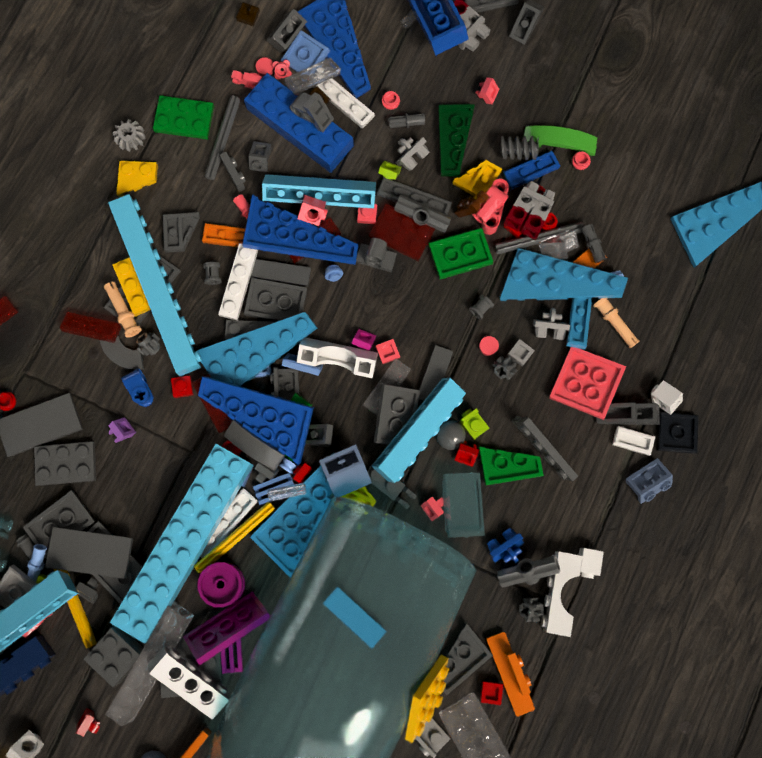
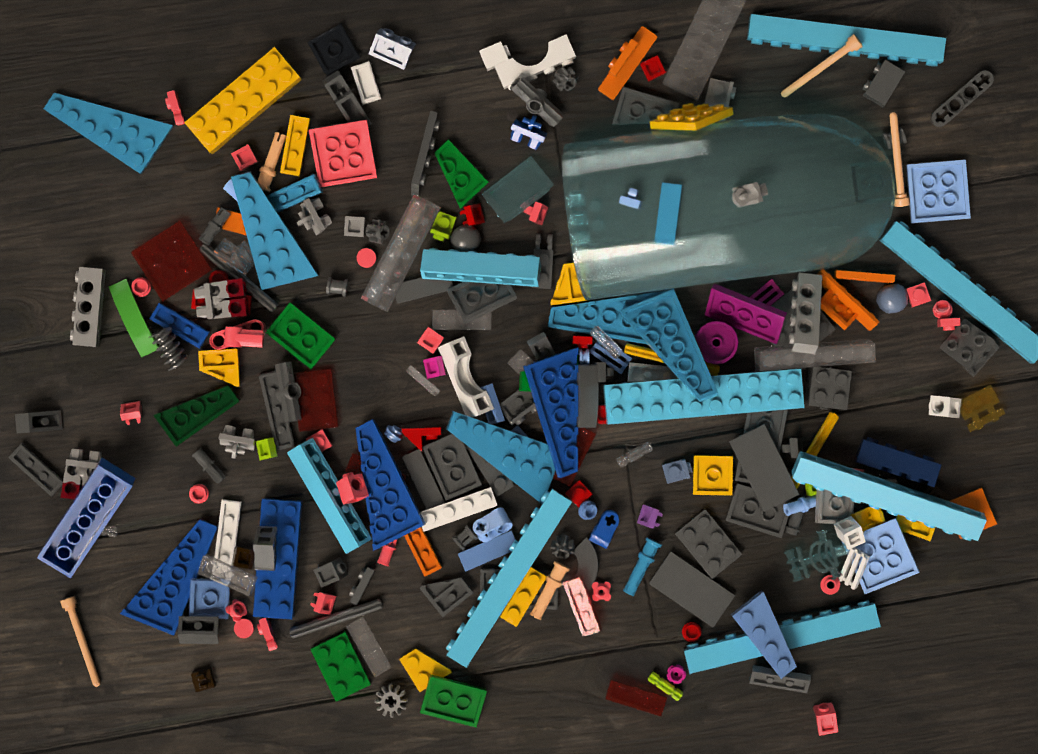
camera: 120 degrees left, 10 degrees up
(87, 722) = (893, 373): tile -> none
(90, 404) = (646, 557): none -> dark azure pin
(93, 180) = (453, 701): none -> green plate
(97, 350) = (601, 586): none -> coral plate
(116, 505) = (712, 475): none -> yellow plate
(142, 478) = (677, 470): none -> sand blue bracket
(163, 384) = (587, 510): none -> medium blue plate
(175, 718) = (842, 305): none -> orange bracket
(180, 453) = (634, 454): none -> clear axle
(183, 147) = (368, 646): none -> clear tile
(189, 284) = (486, 551): none -> medium blue tile
(206, 304) = (494, 524): none -> light blue piece
(240, 135) = (324, 603): none -> coral tile
(254, 548) = (668, 333): none -> dark azure wing
(320, 289) = (415, 435): none -> red slope
(320, 411) = (519, 360): none -> clear plate
(320, 706) = (749, 194): none -> light grey hips
(345, 471) = (557, 304): sand blue slope -> none
(359, 323) = (423, 380): none -> clear tile
(376, 255) = (353, 407): dark grey tile -> none
(389, 592) = (631, 199): none -> light blue tile
(471, 205) = (254, 354): reddish brown plate -> none
(475, 373) = (400, 252): none -> clear brick
(587, 195) = (171, 261): none -> clear red plate
(592, 120) = (94, 316): none -> light grey brick
(618, 349) = (295, 145): none -> yellow plate
(634, 303) = (244, 157): none -> coral plate
(666, 397) = (310, 79): white brick -> none
(682, 331) = (243, 101): none -> yellow brick
(713, 277) = (174, 104): none -> coral plate

